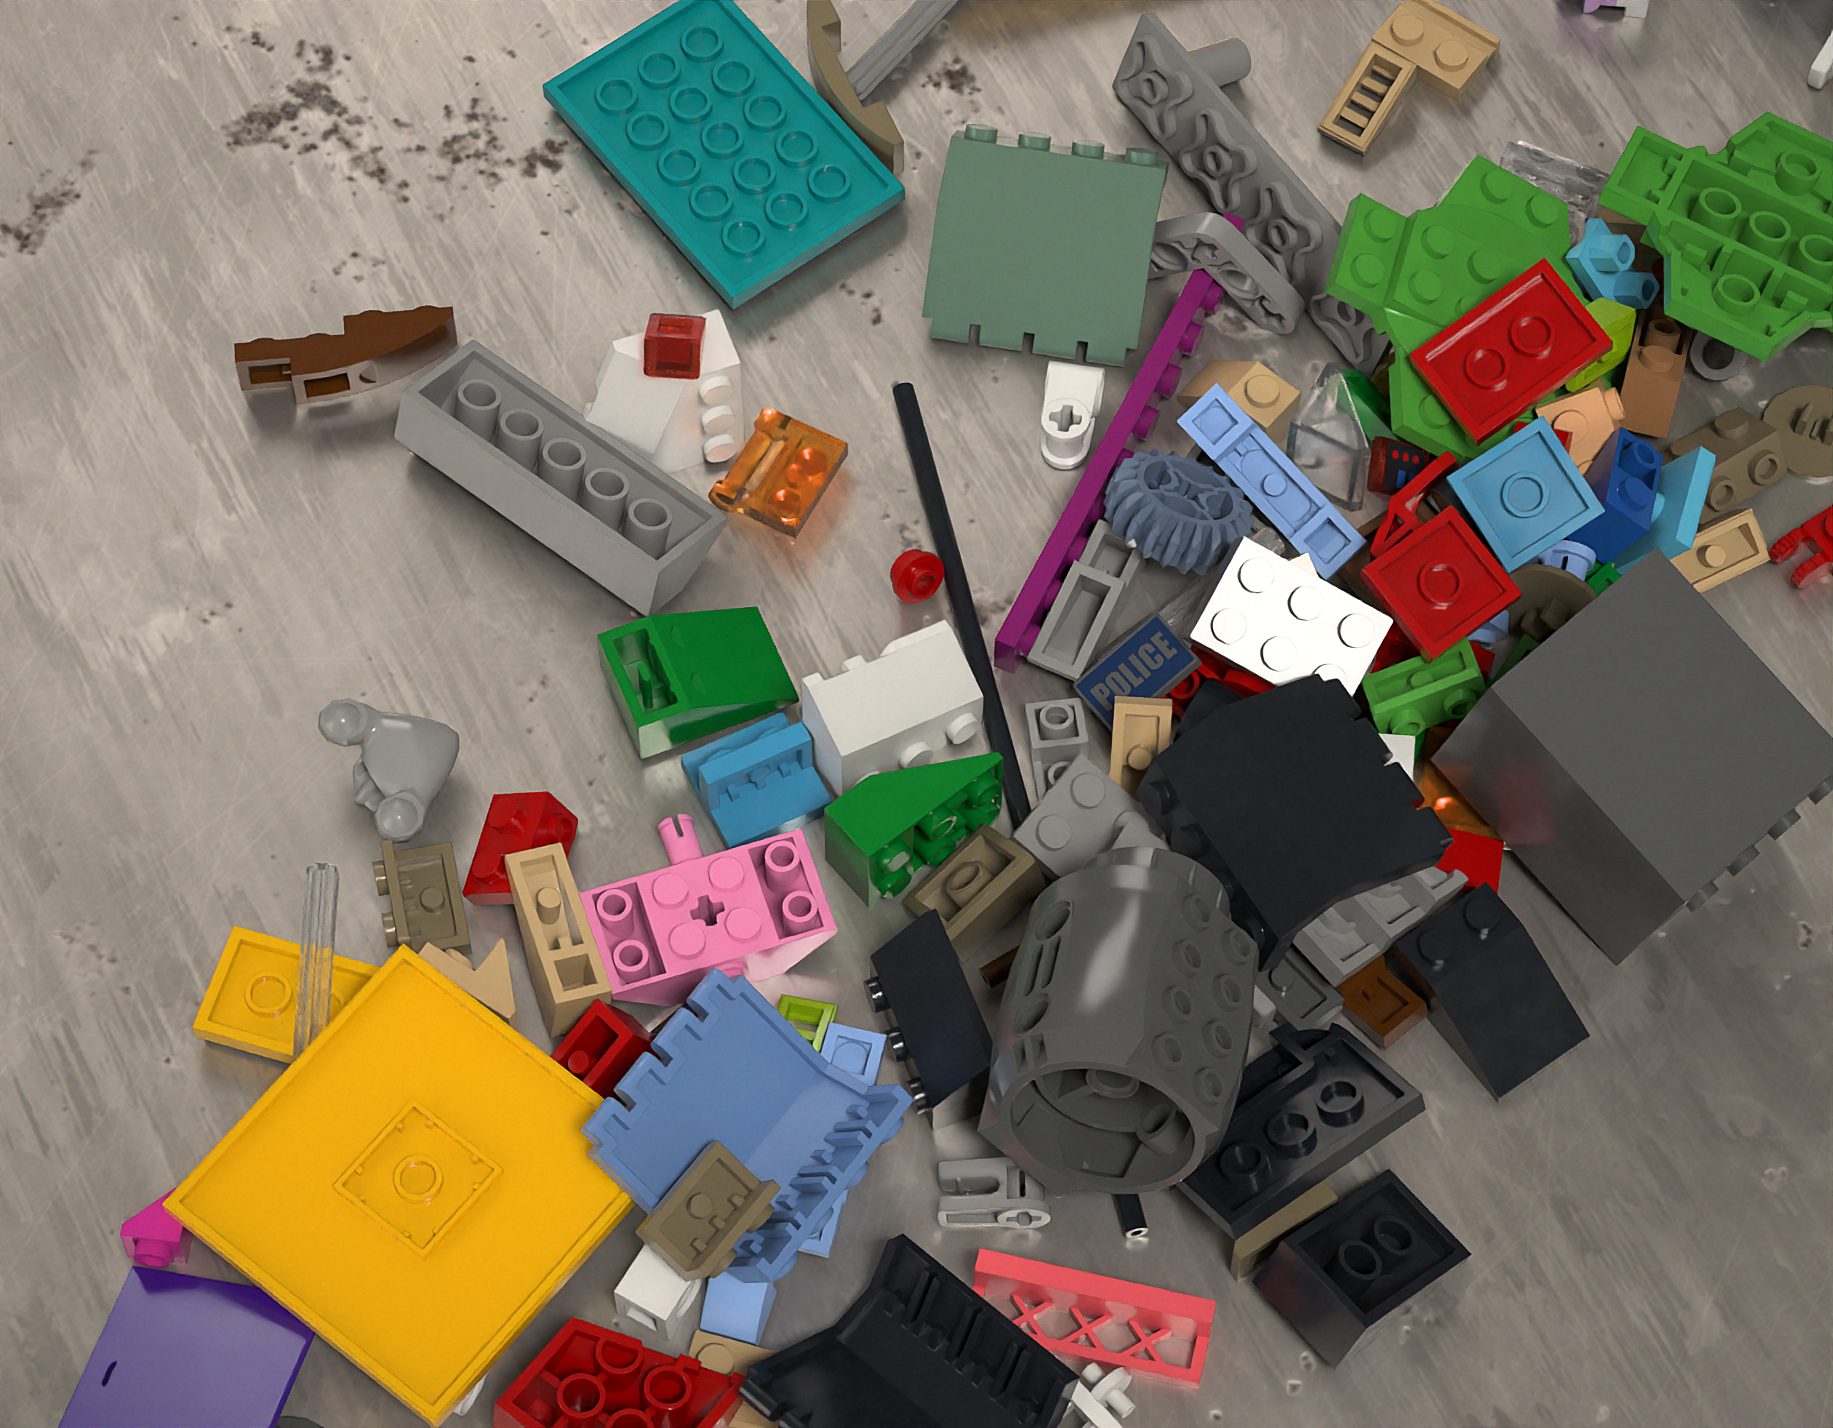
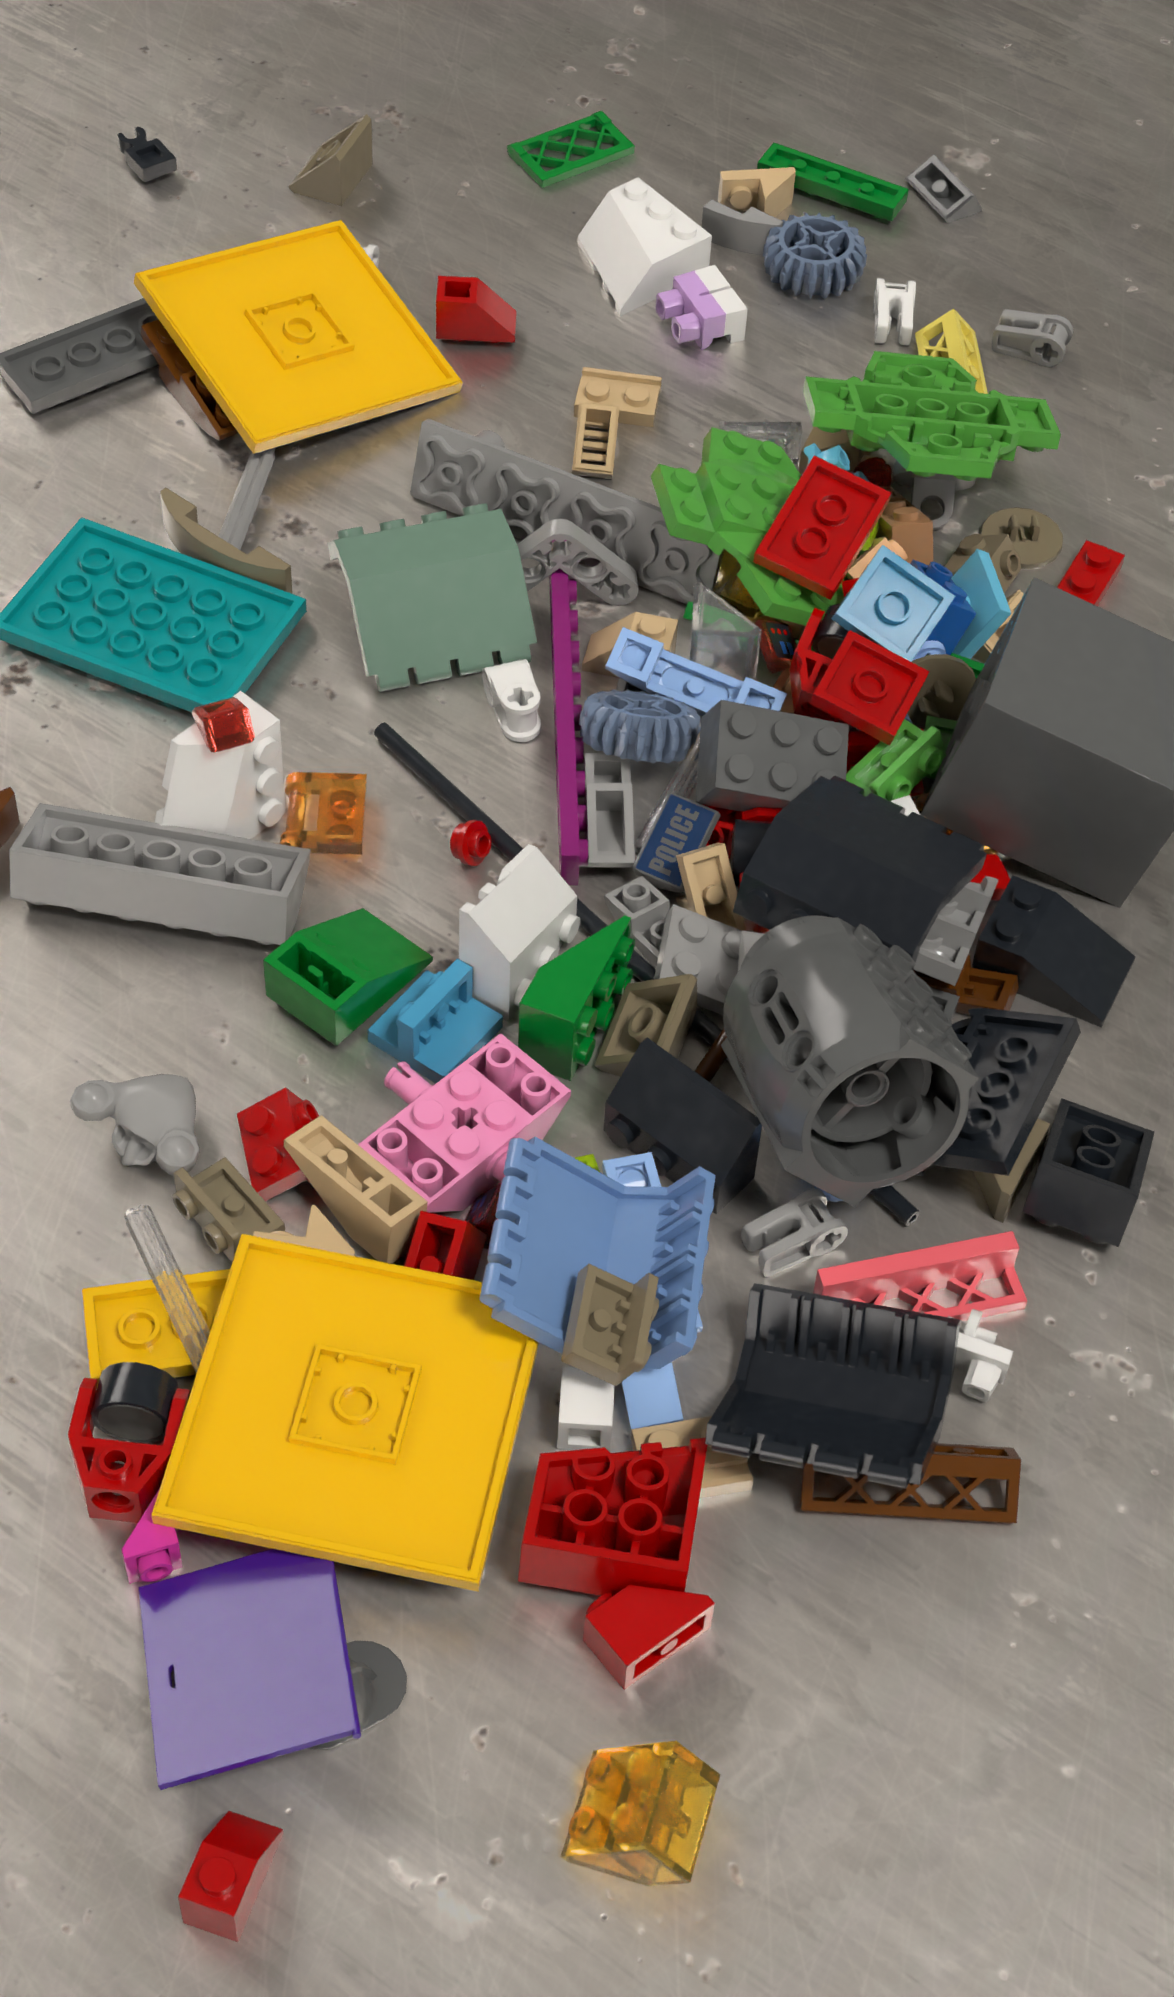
camera: 30 degrees left, 10 degrees down
(214, 1072) = (135, 1406): none -> red piece

